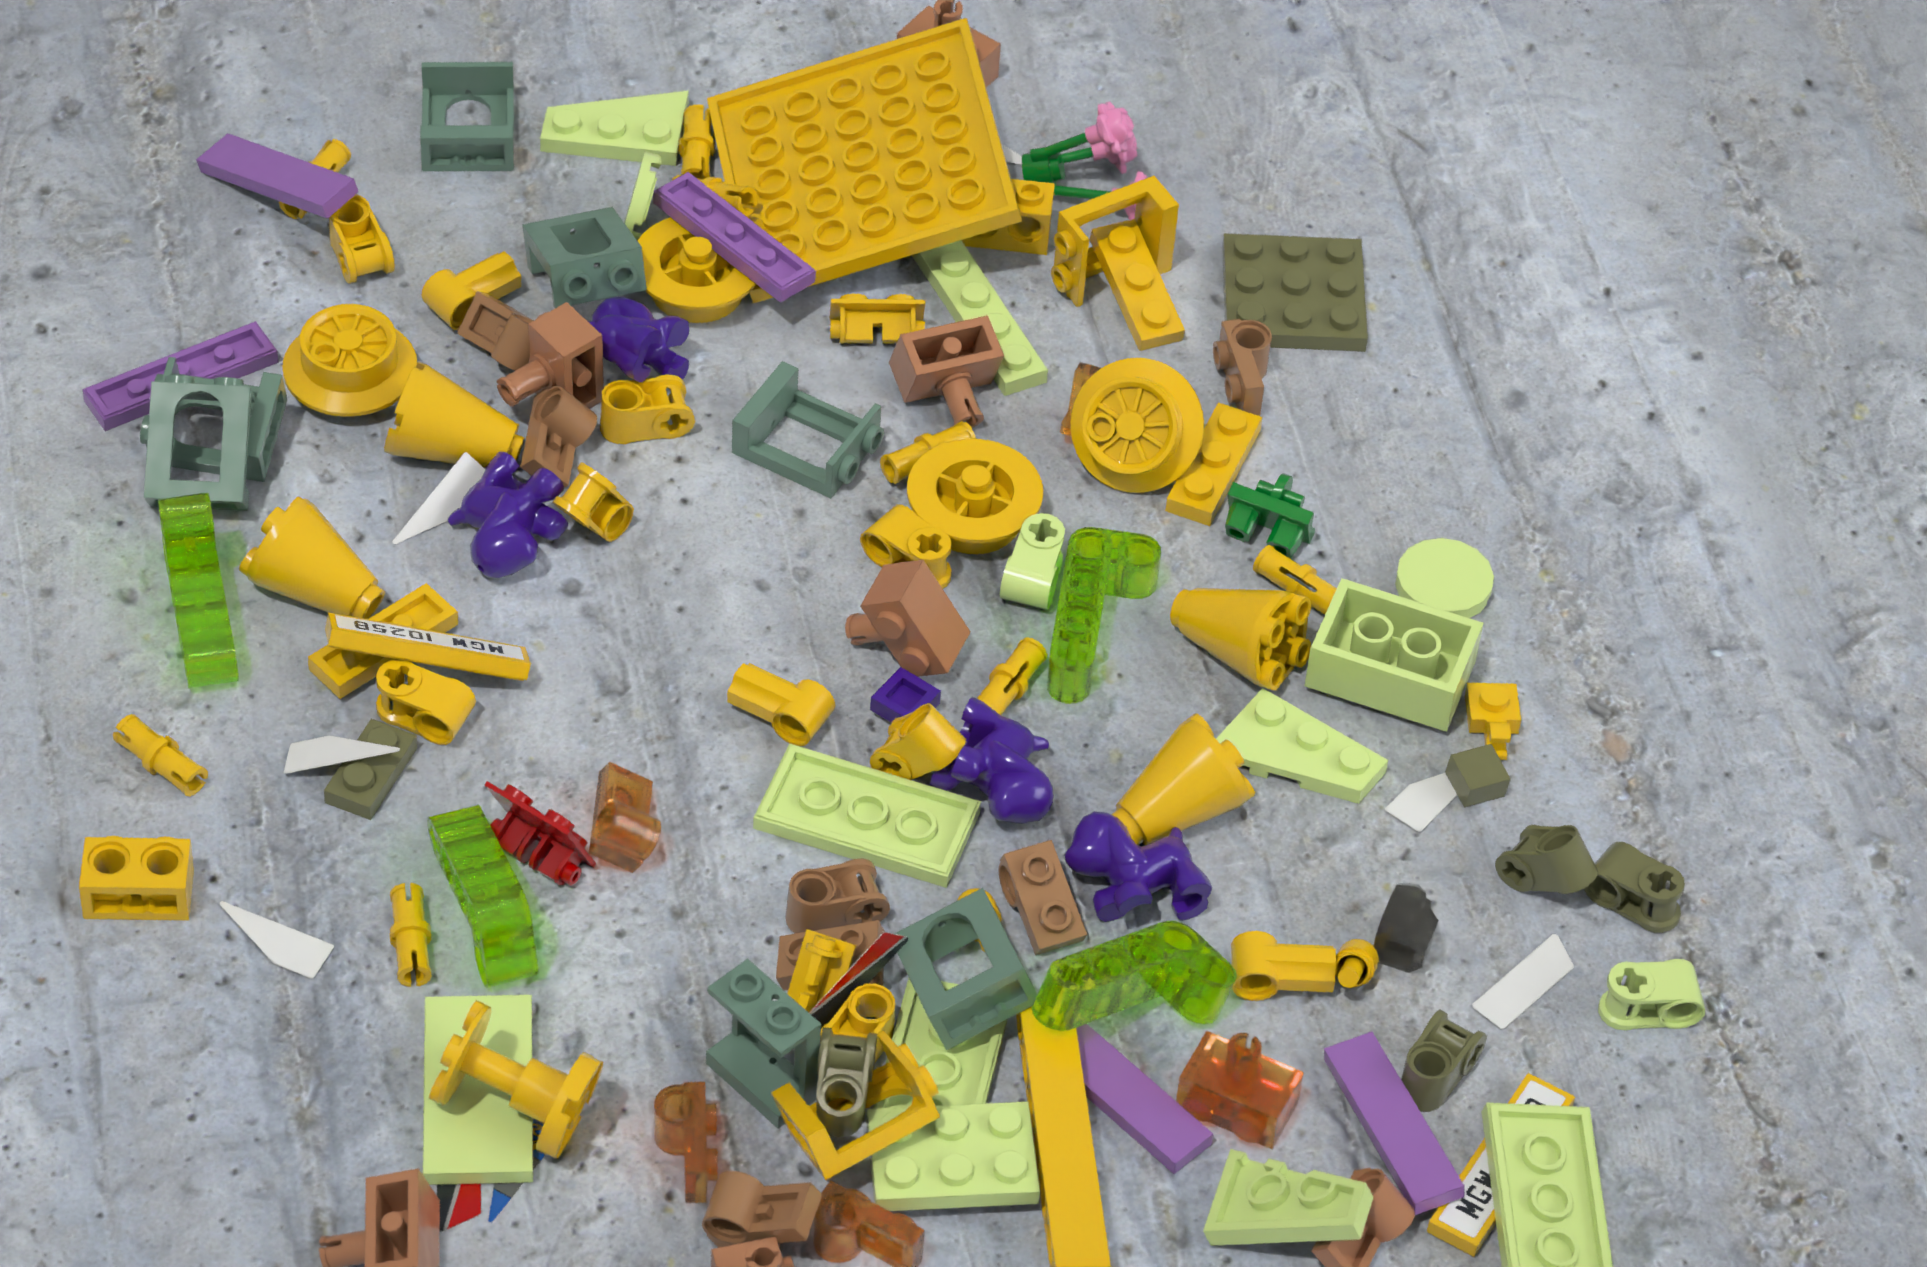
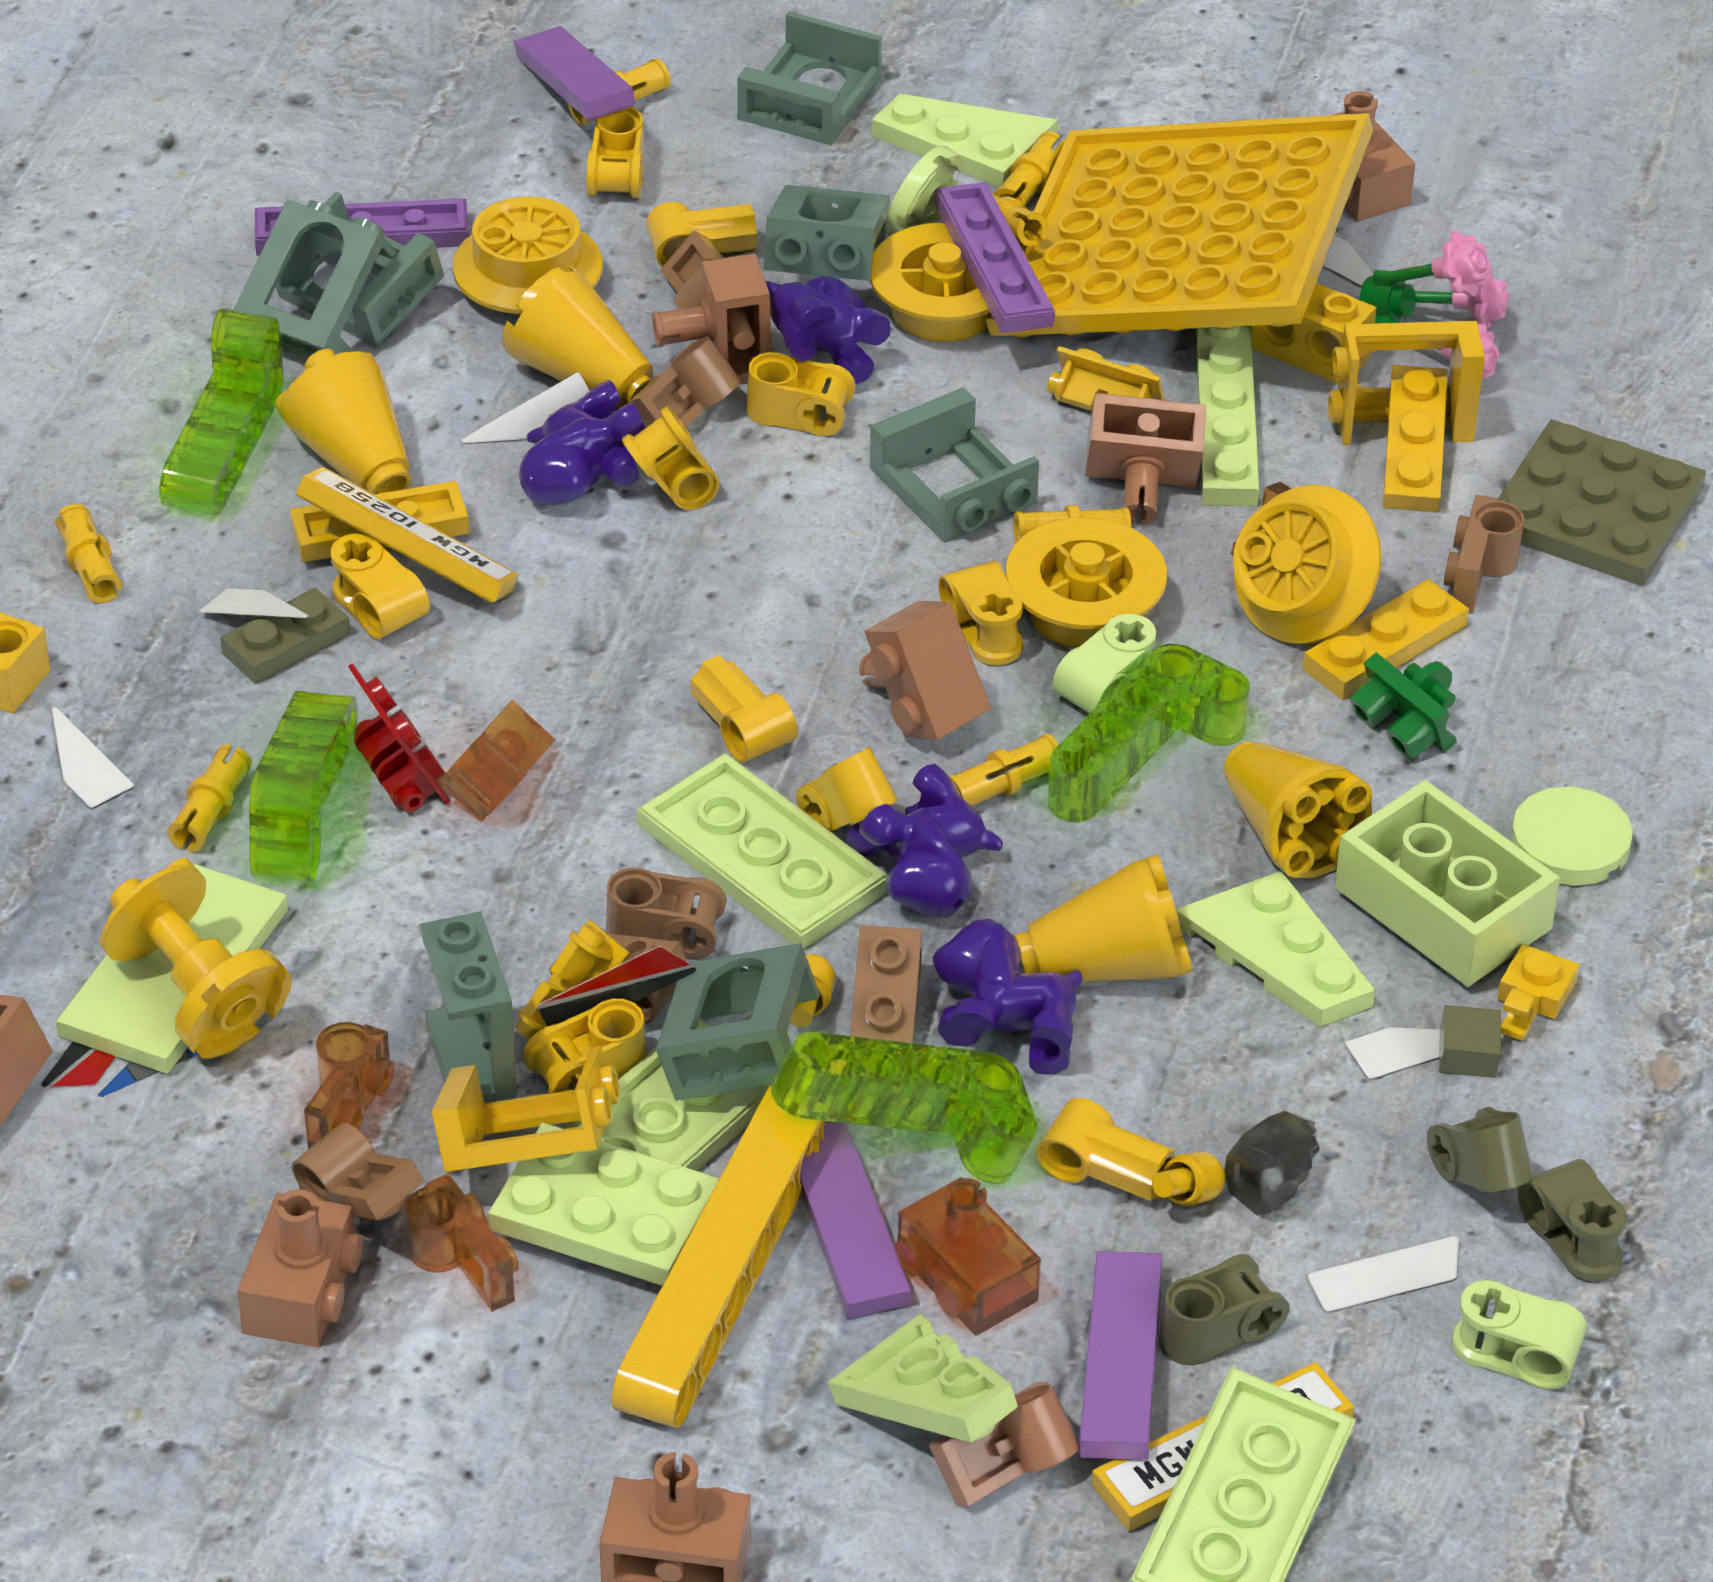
camera: 30 degrees right, 5 degrees down
(844, 1072) = (533, 1070): olive piece -> none
(903, 695) = (887, 743): dark purple plate -> none
(1276, 567) = (1383, 762): yellow pin -> none

